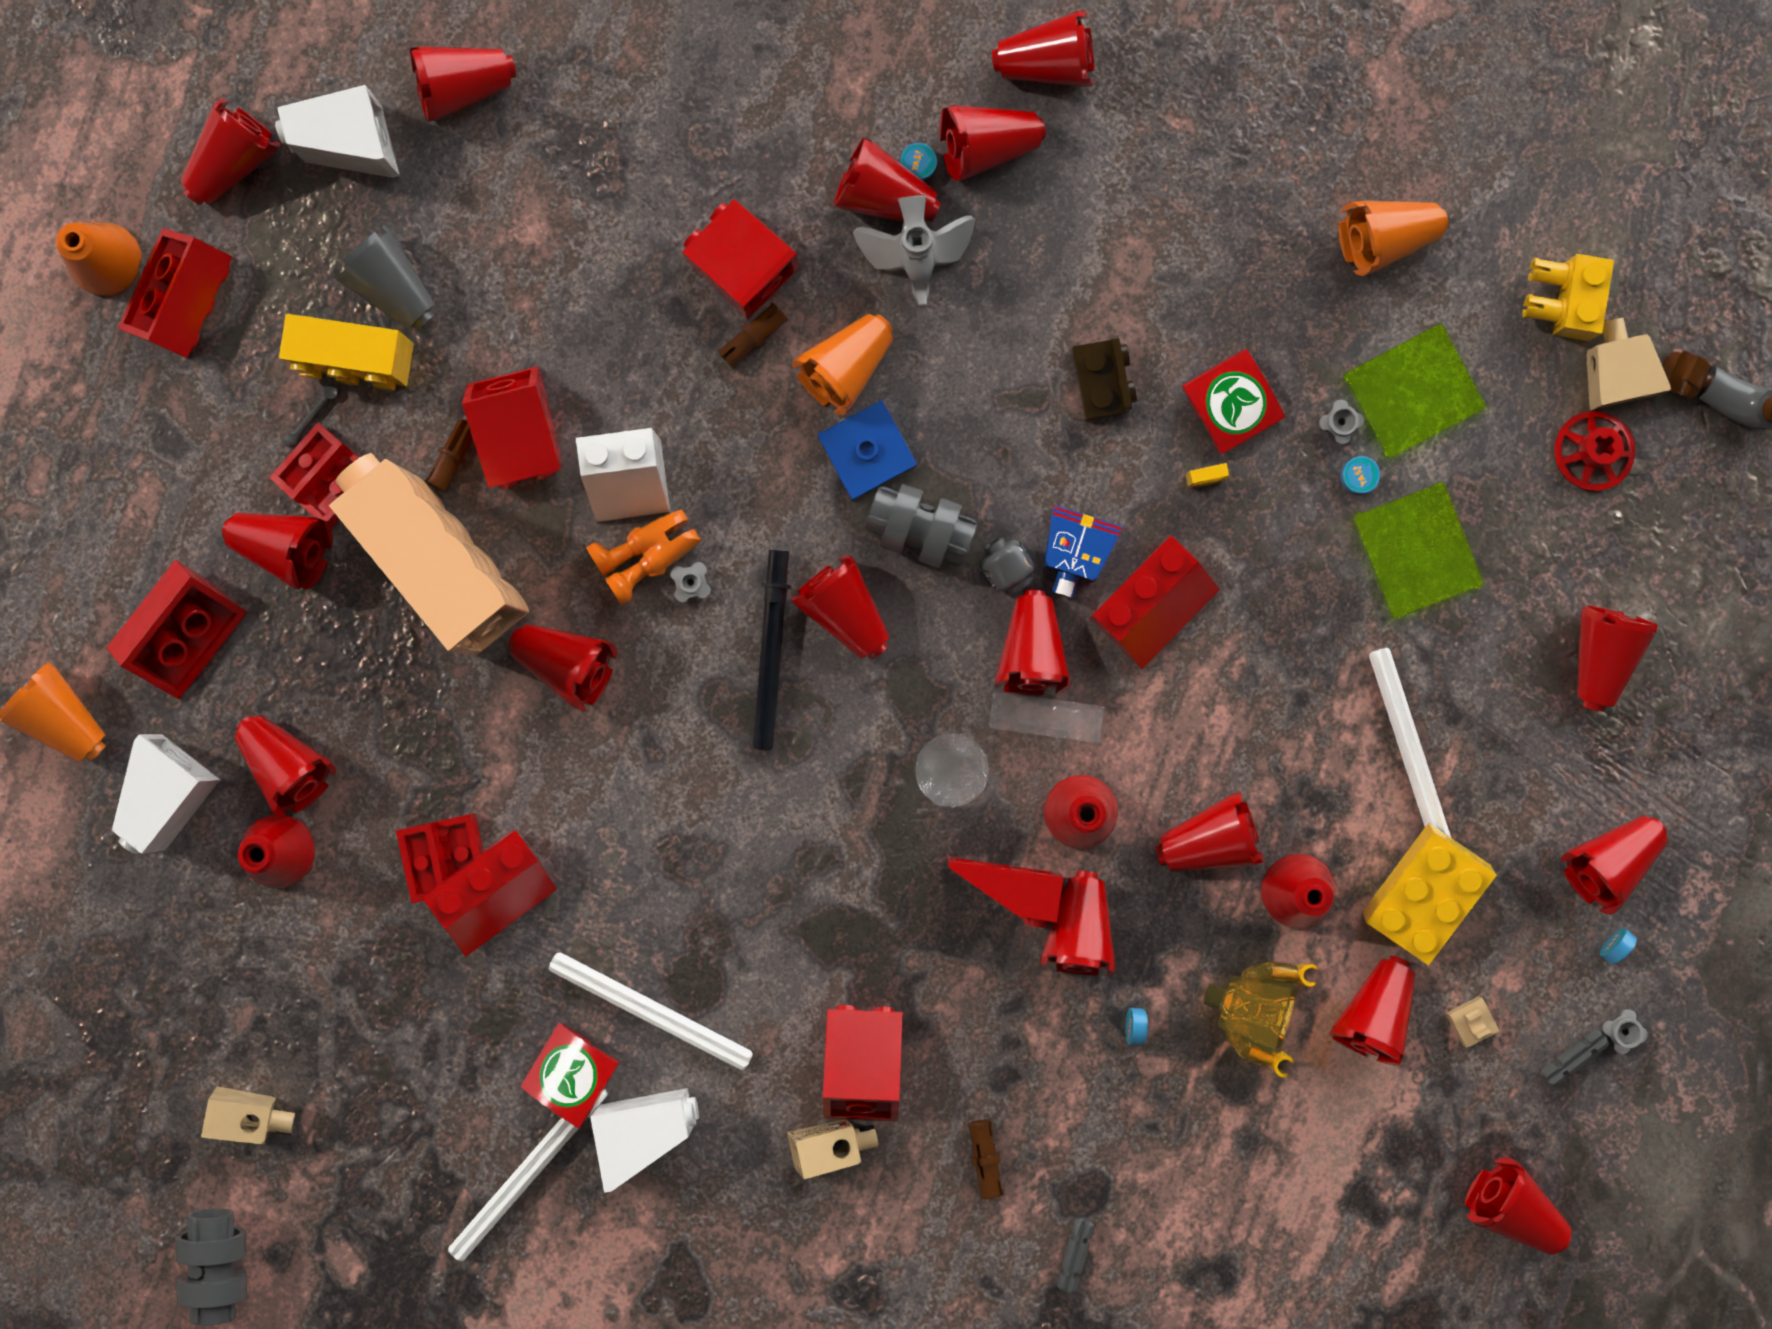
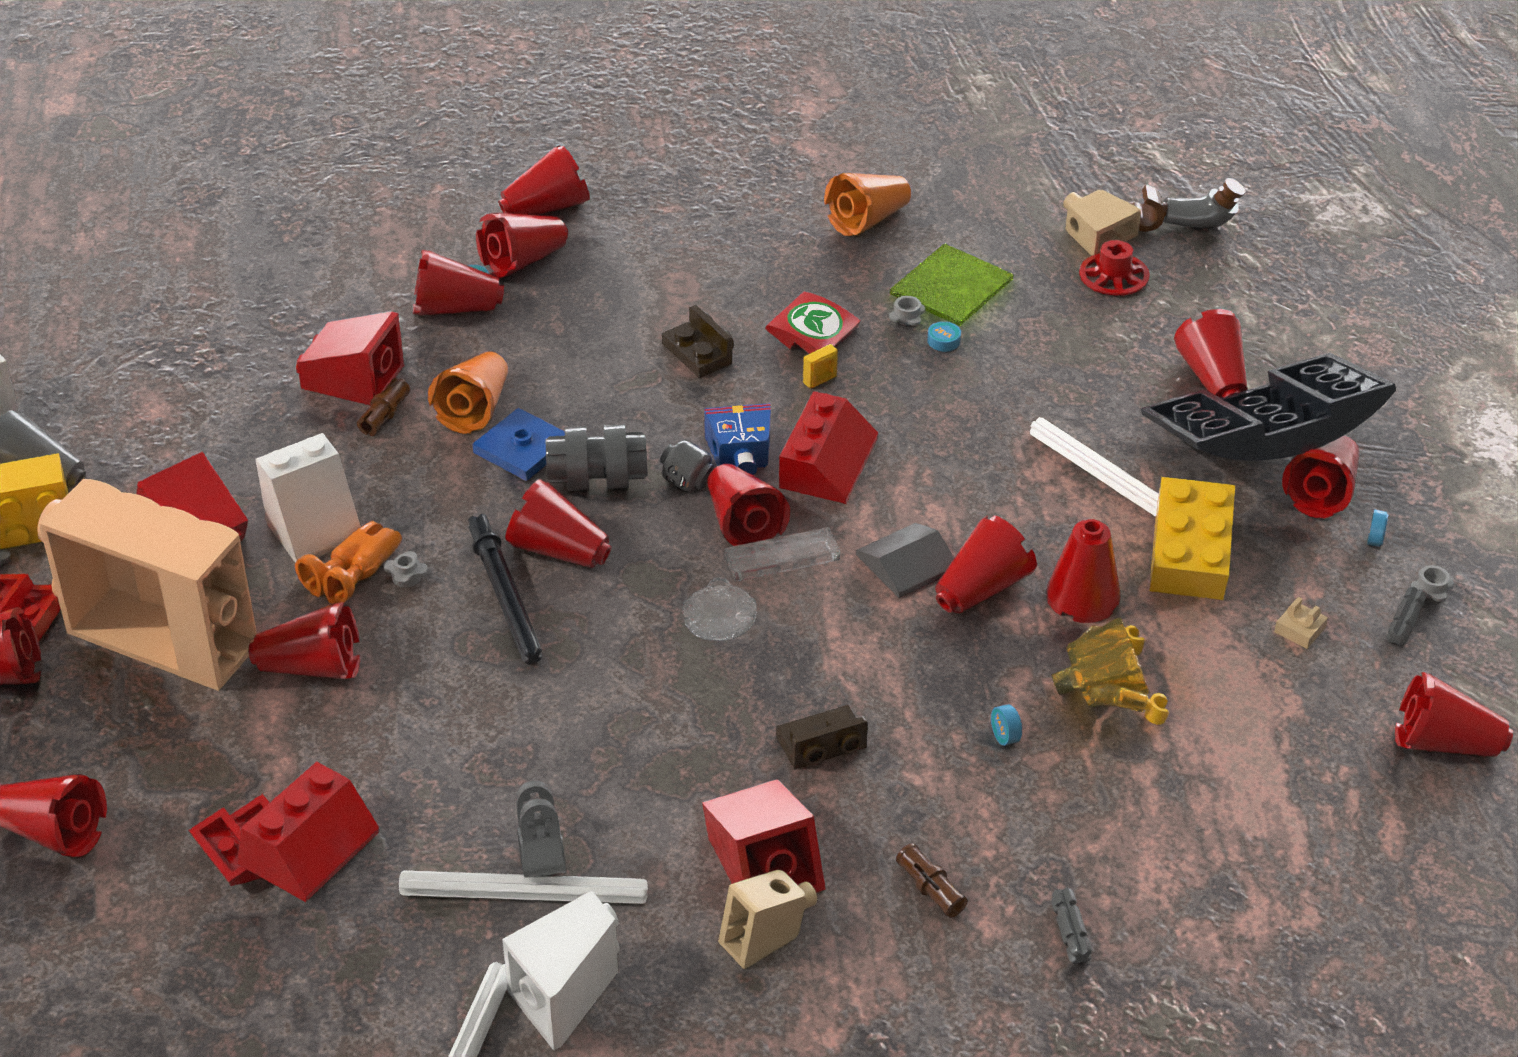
camera: 30 degrees left, 45 degrees down
(277, 851) = (59, 881): red cone -> none
(458, 77) = (49, 329): red cone -> none
(569, 1075) = (462, 963): slope -> none
(677, 983) = (539, 833): none -> dark grey piece
(917, 246) = (495, 310): light grey animal -> none
(973, 960) = (822, 736): none -> dark brown bracket
(1022, 890) = (818, 652): red slope -> none
(1064, 808) = (855, 586): red cone -> none
(1082, 935) = (912, 674): red cone -> none
(1160, 773) = (907, 558): none -> dark grey slope
(1379, 1013) = (1216, 639): red cone -> none
(1418, 550) = (1022, 365): clear neon green piece -> none
(1581, 298) = (1034, 193): yellow brick -> none
(1601, 781) = (1295, 412): none -> black slope

